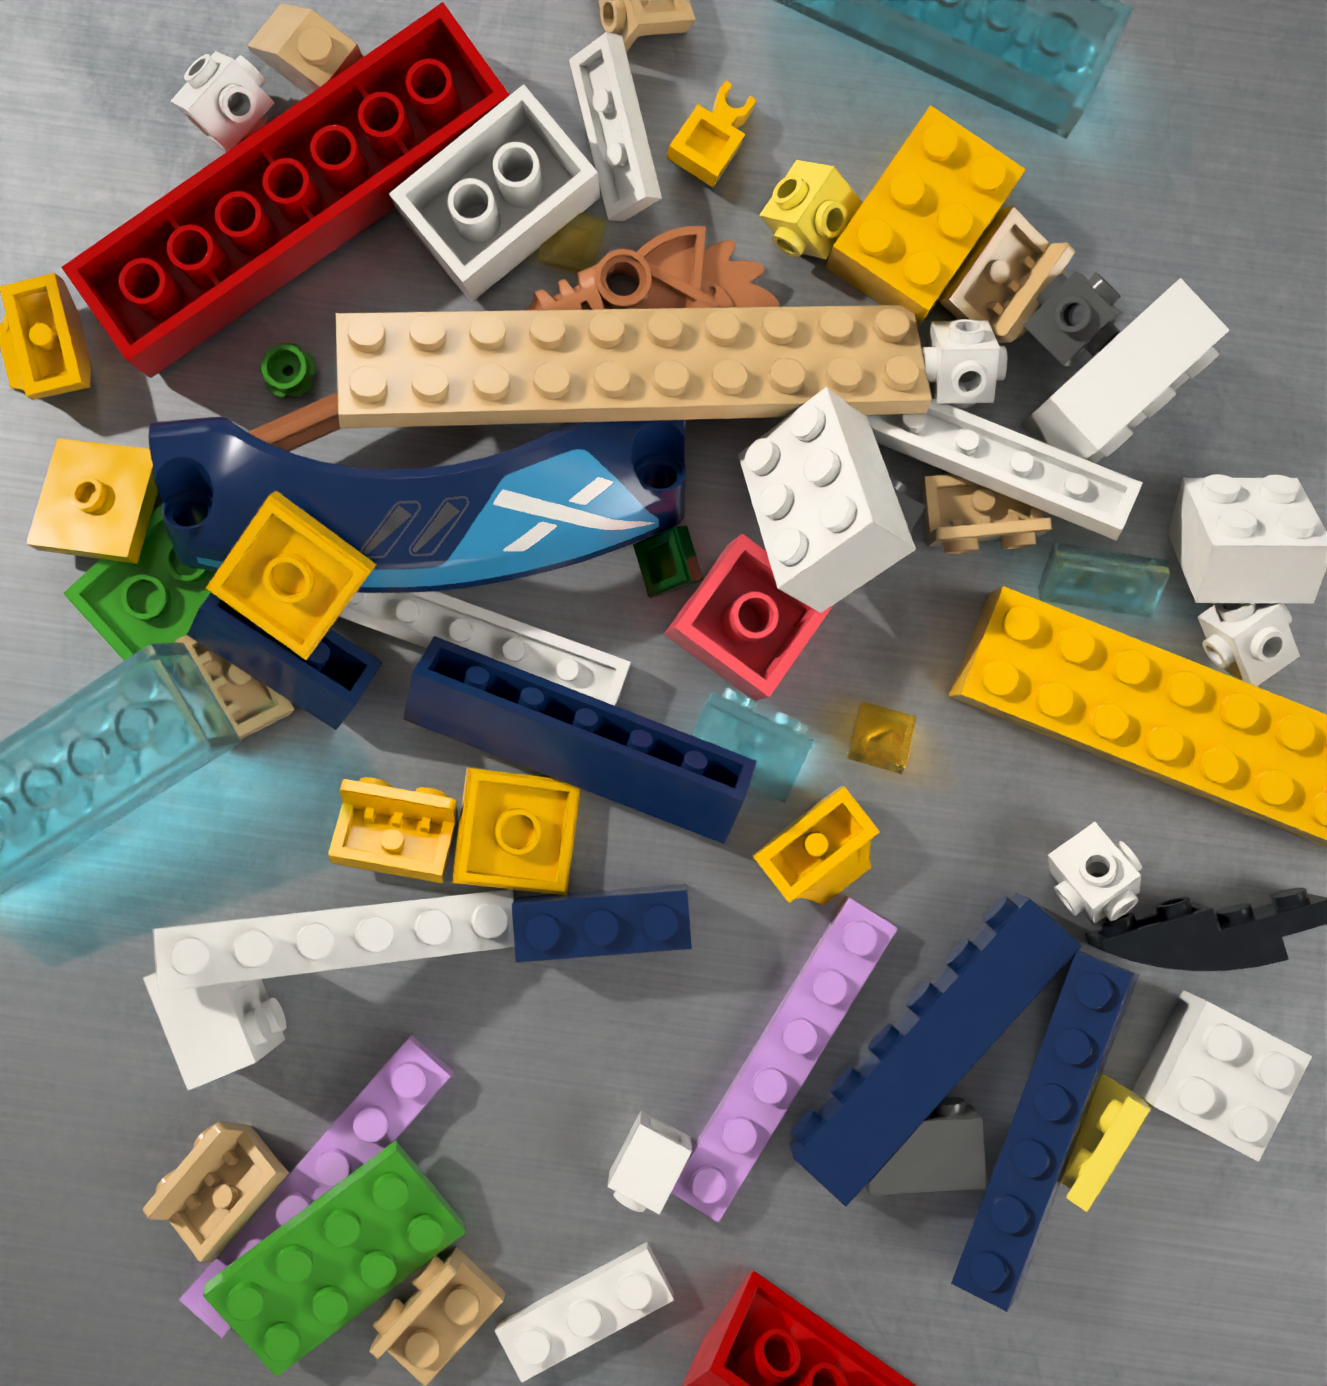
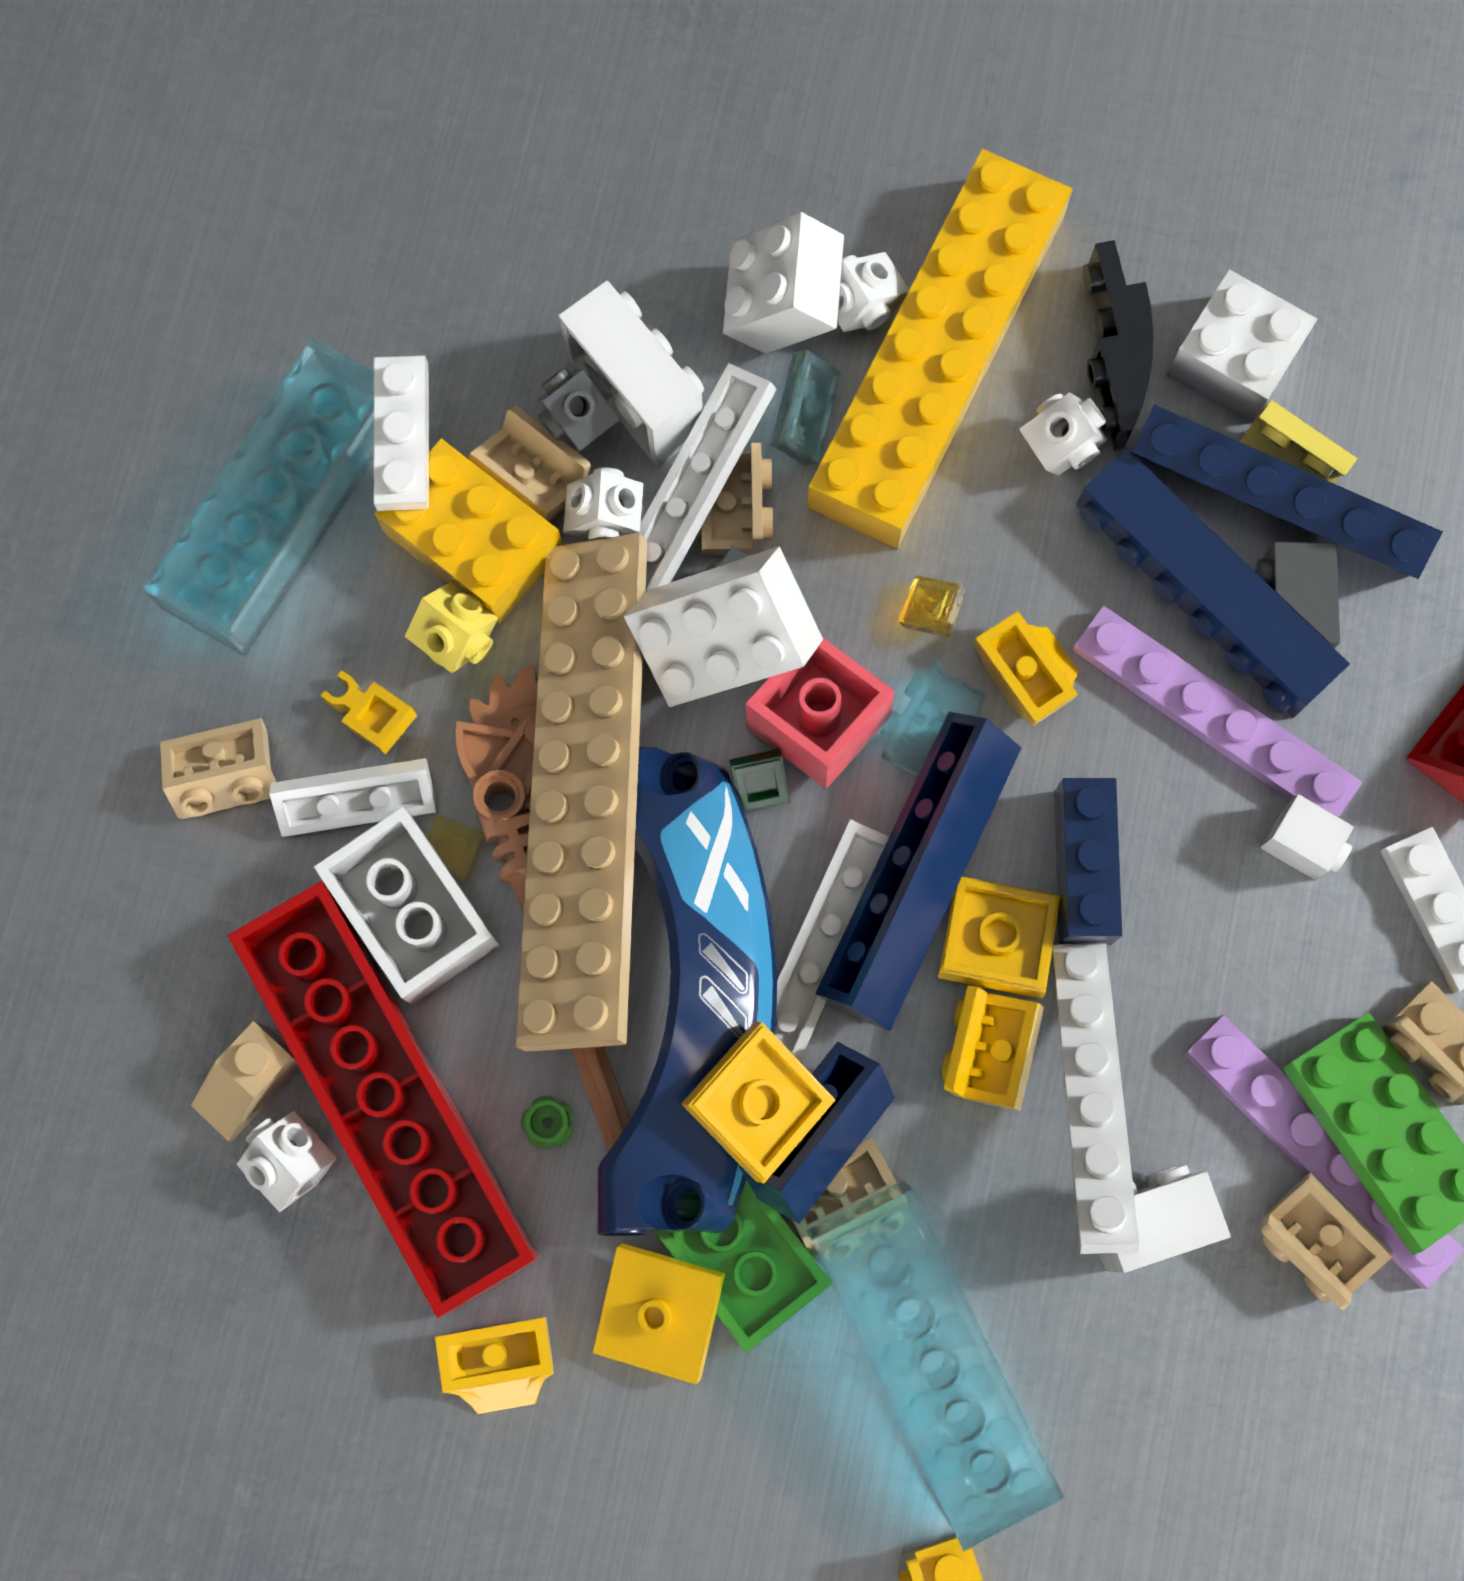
camera: 85 degrees left, 10 degrees down
(1025, 119) = (401, 433): none -> white plate

